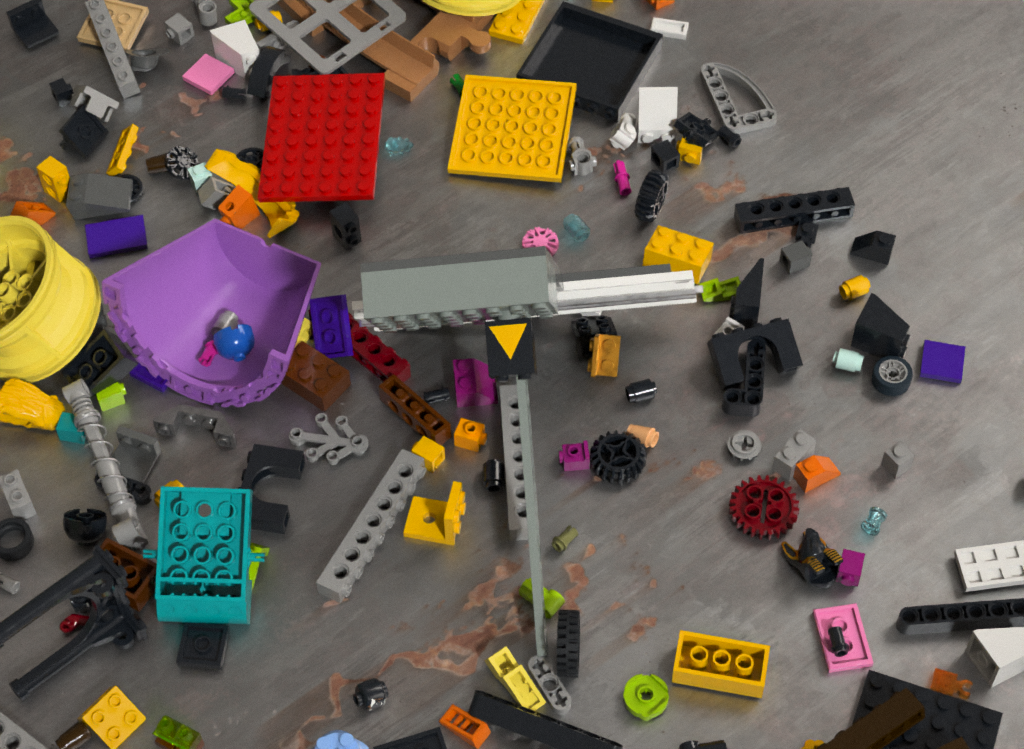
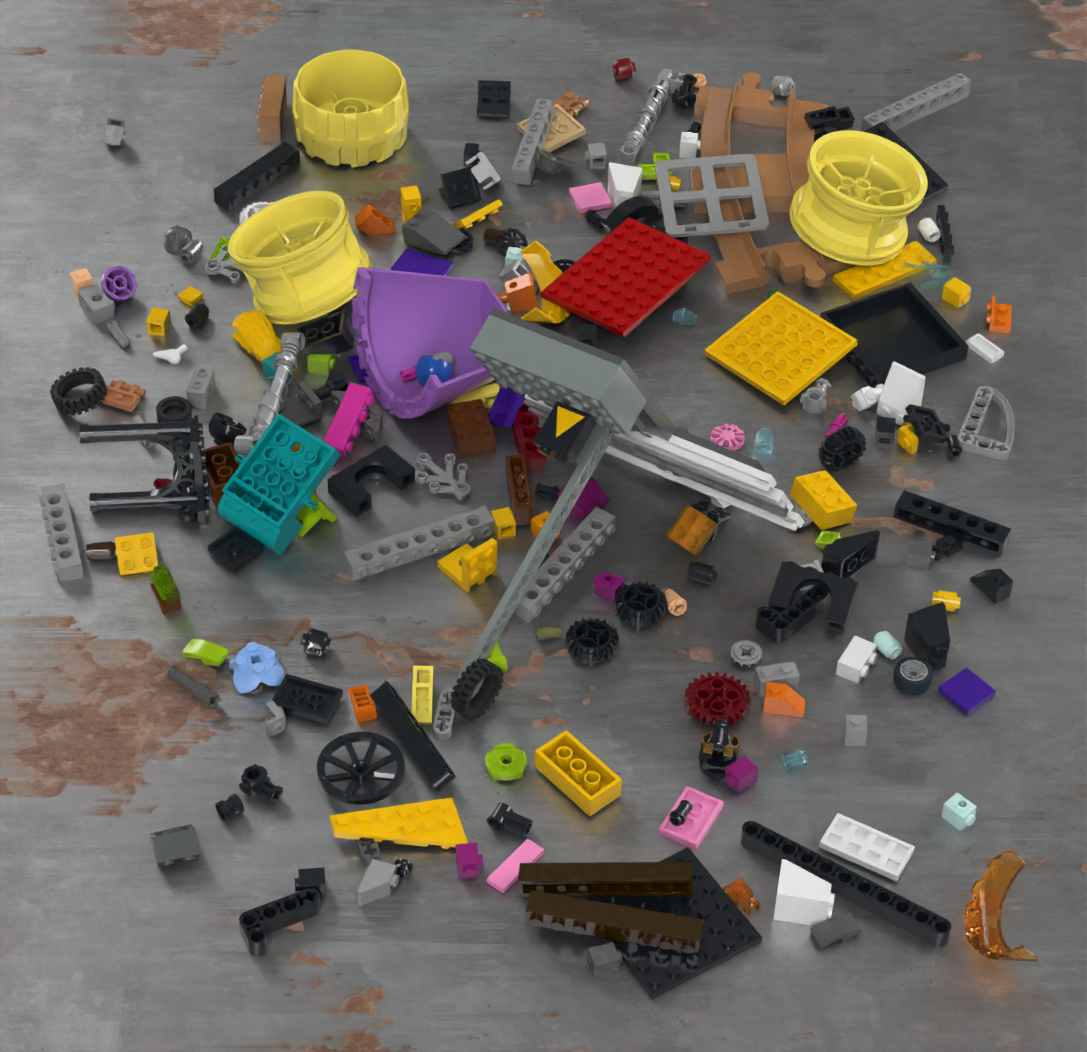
camera: 35 degrees right, 10 degrees down
(146, 412) = (334, 382): none -> black connector
(197, 441) = (349, 418): none -> dark pink brick
(613, 532) = (592, 640): none -> black gear
(837, 391) = (856, 659): none -> white brick

